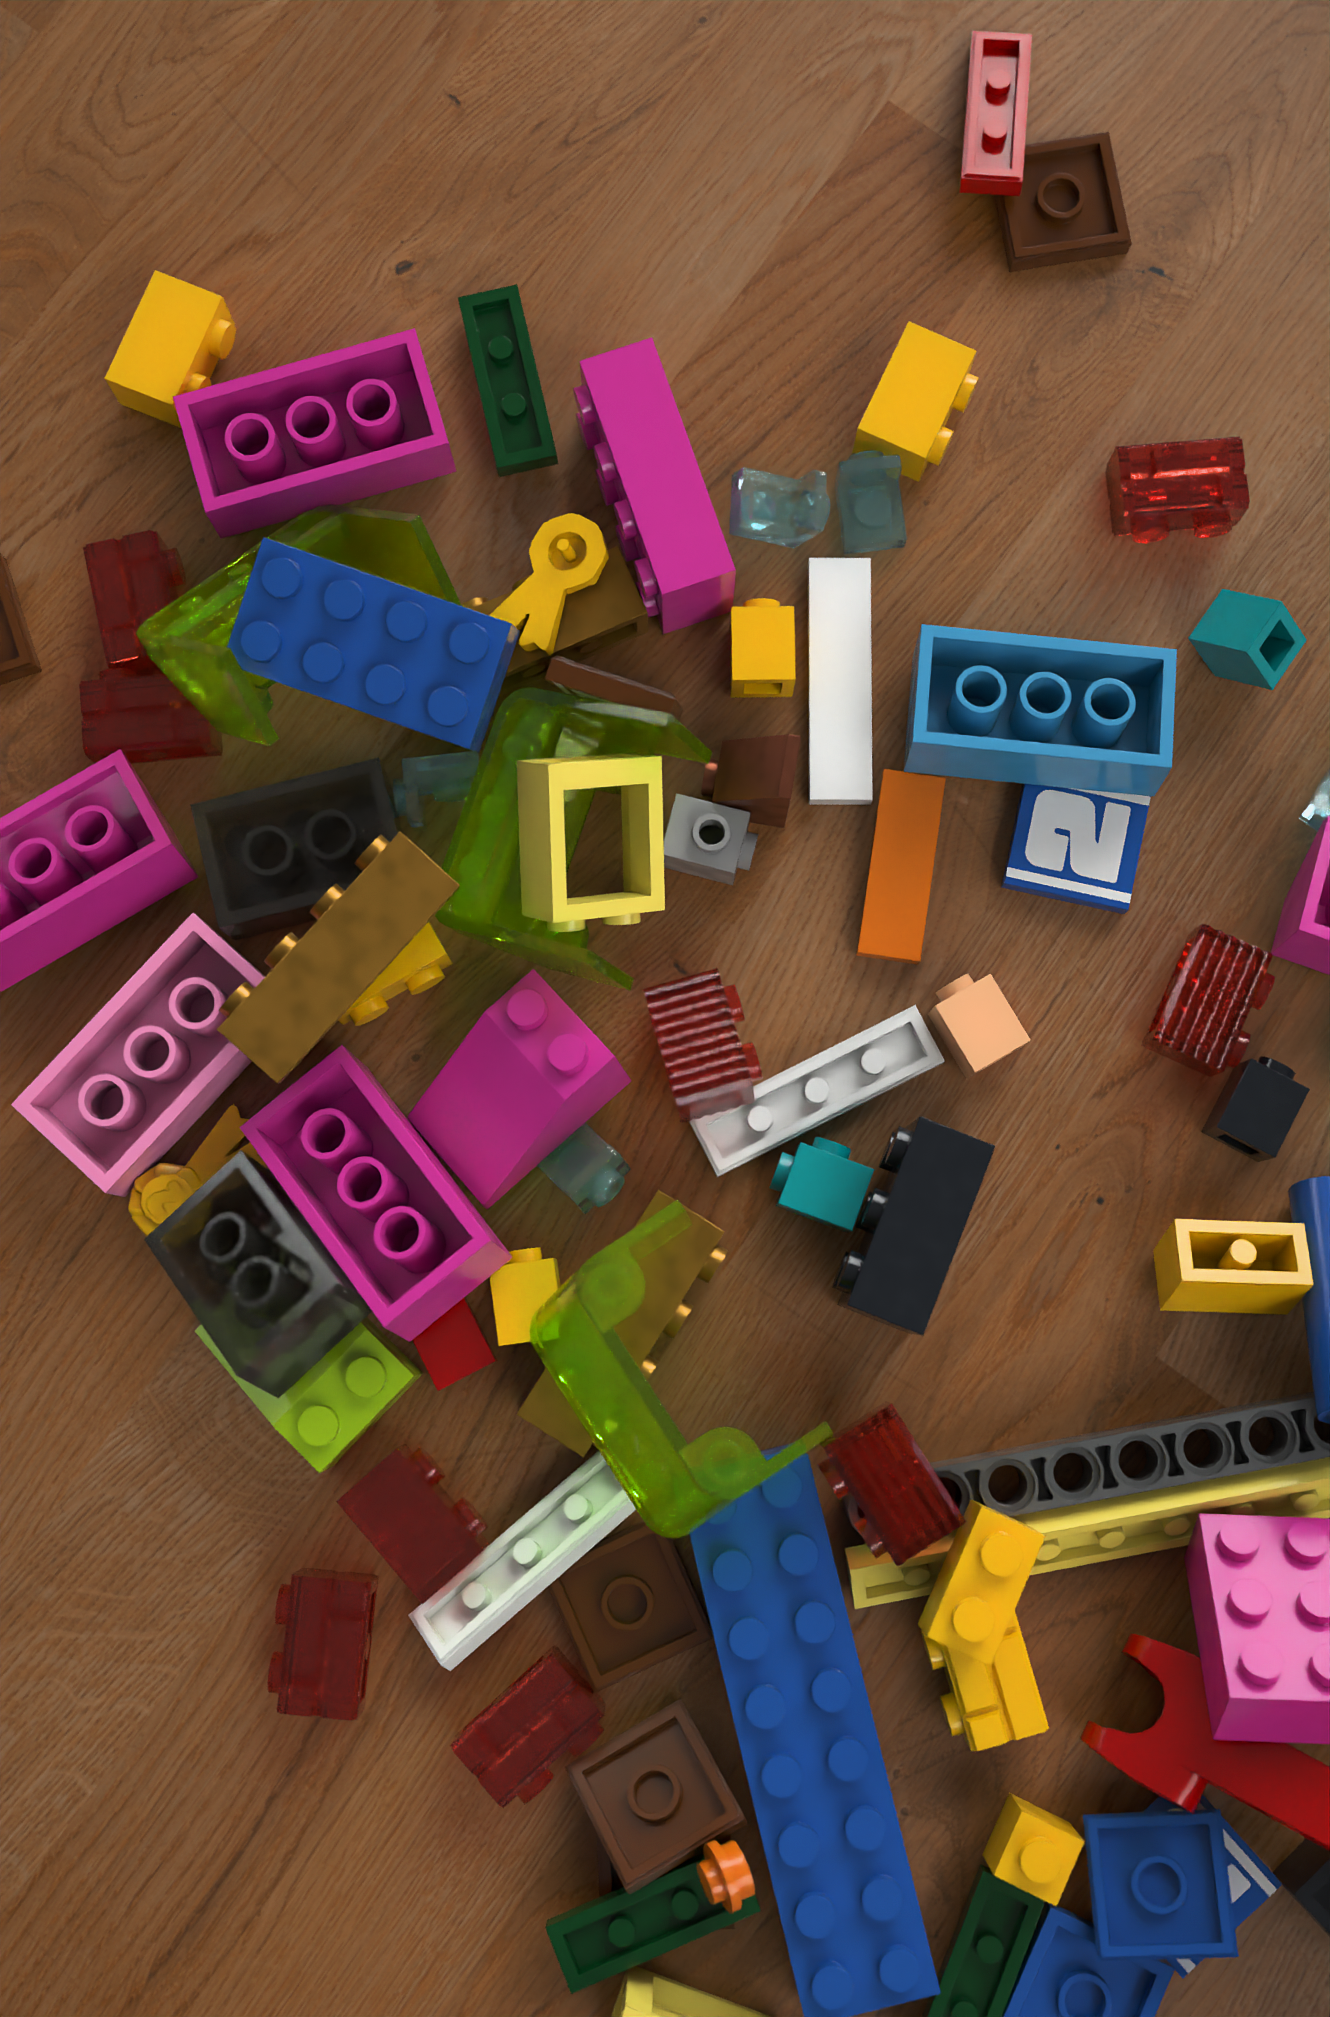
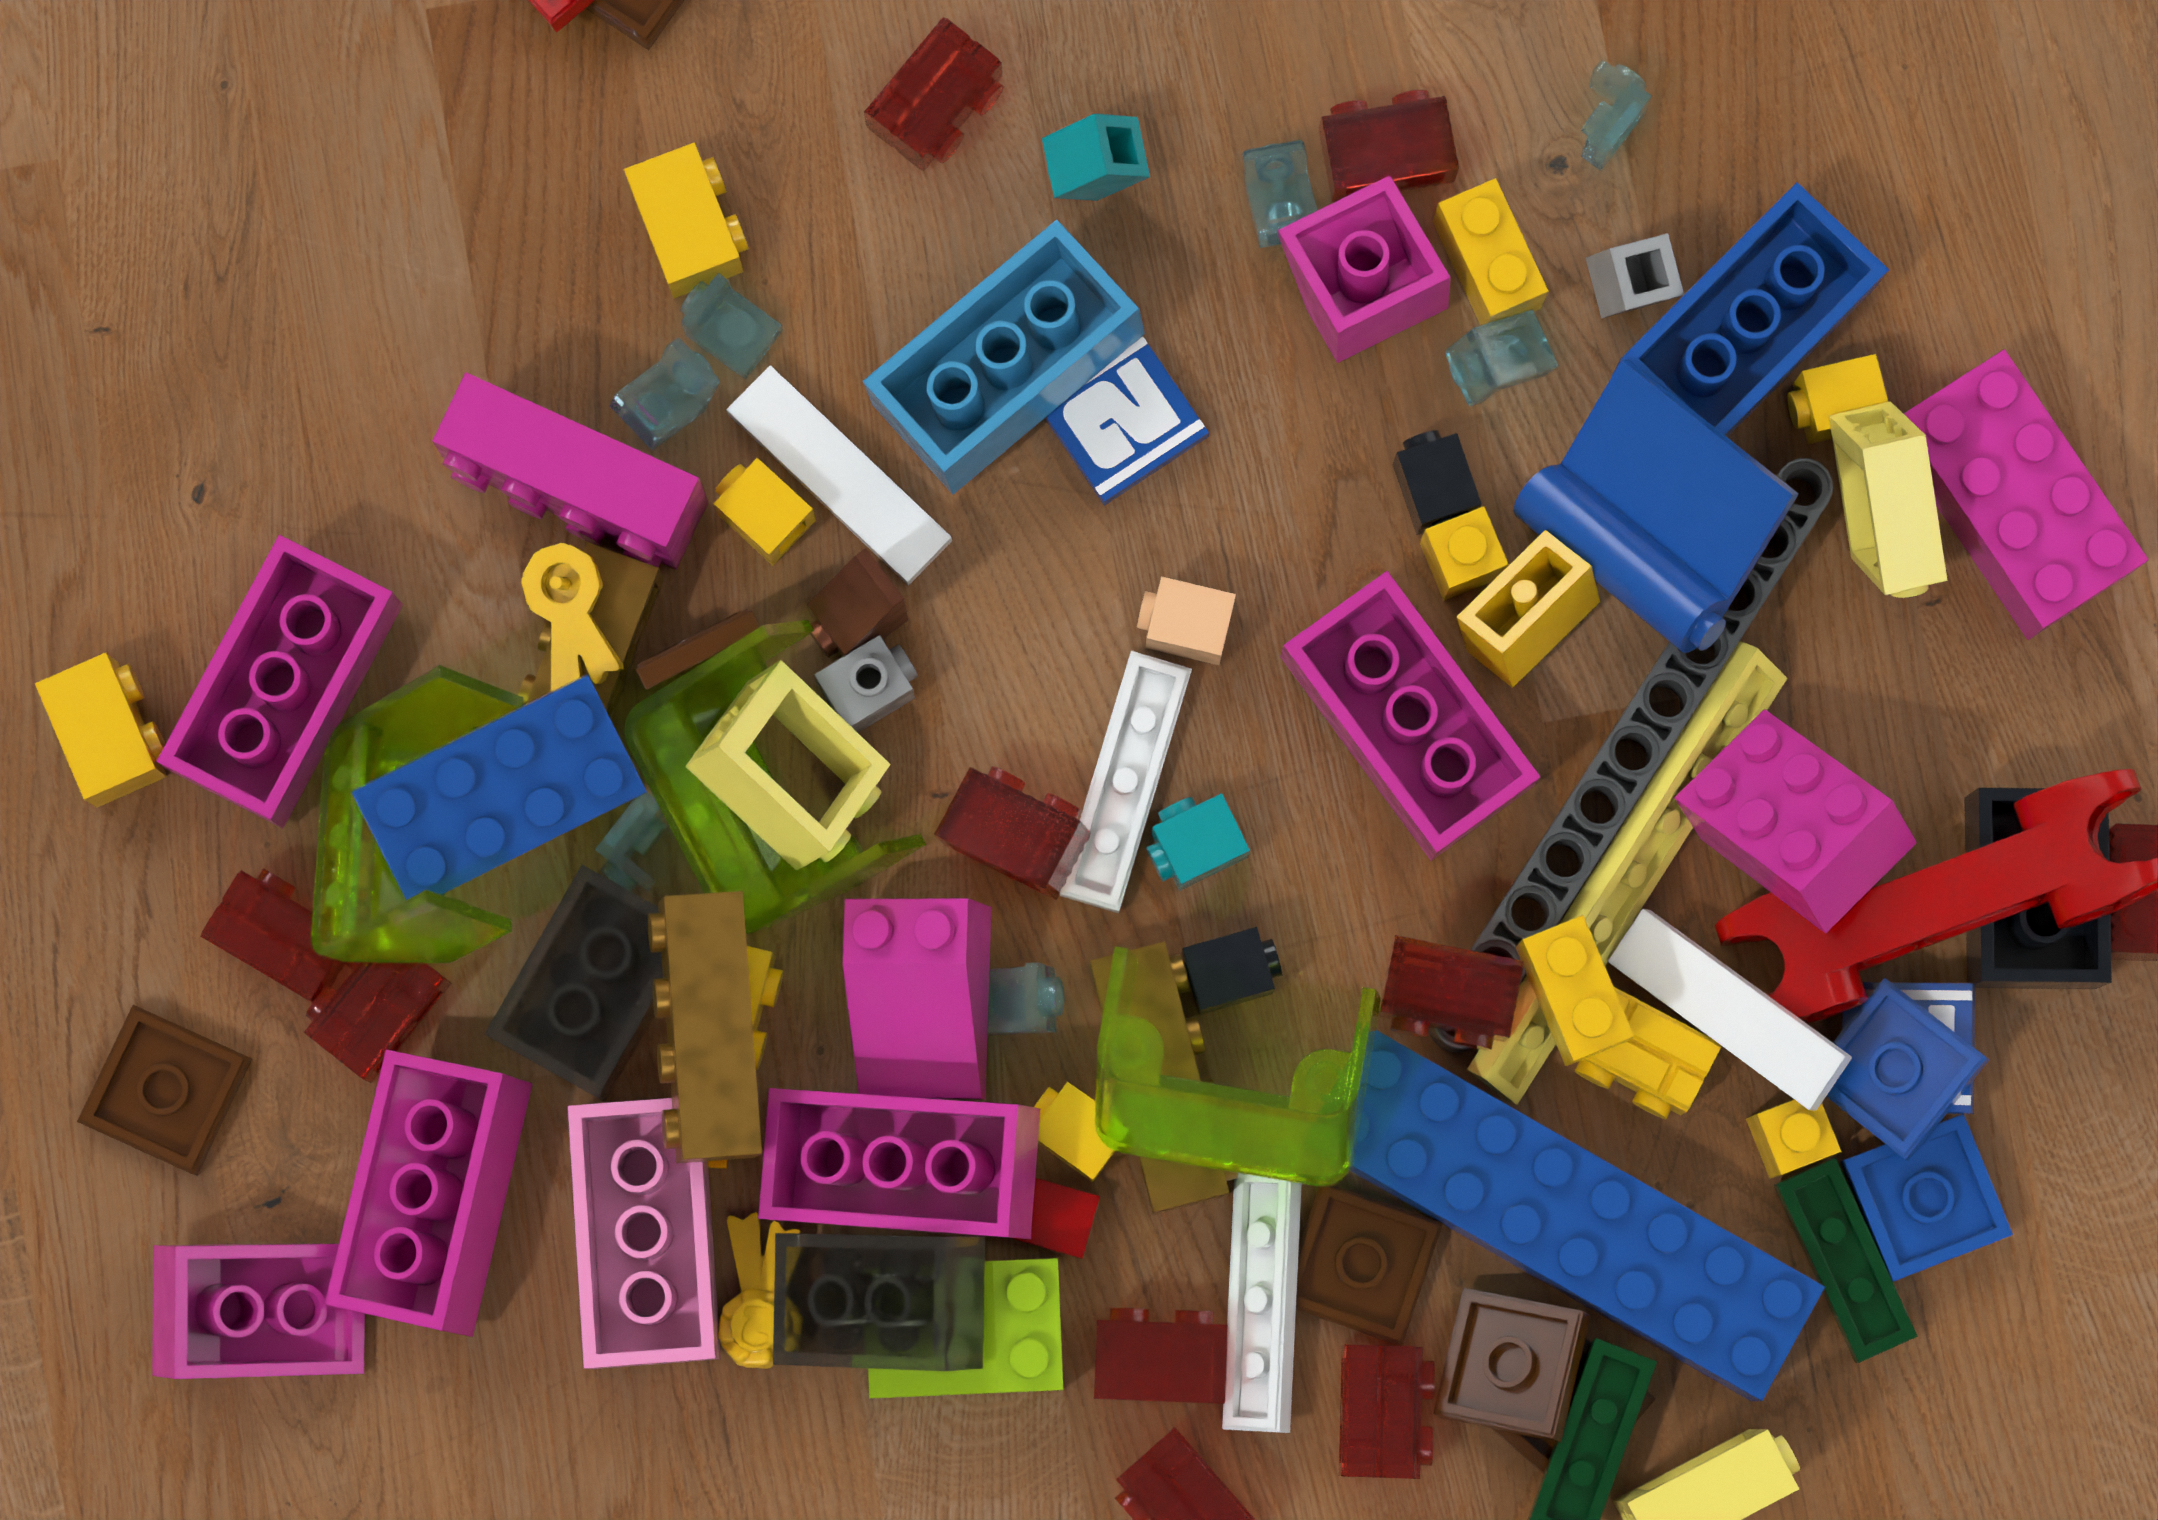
camera: 50 degrees left, 0 degrees up
(508, 380) = (372, 500): dark green plate -> none
(725, 1875) = (1607, 1358): orange plate -> none
(752, 1300) = (1231, 970): none -> black brick
(901, 866) = (1020, 563): orange tile -> none
(913, 1224) = (1286, 804): black brick -> none
(1066, 1253) = (1409, 715): none -> dark pink brick
(1081, 1714) = (1730, 1009): none -> white tile
(1209, 1001) = (1329, 439): clear red brick -> none
(1224, 1178) = (1463, 553): none -> yellow brick

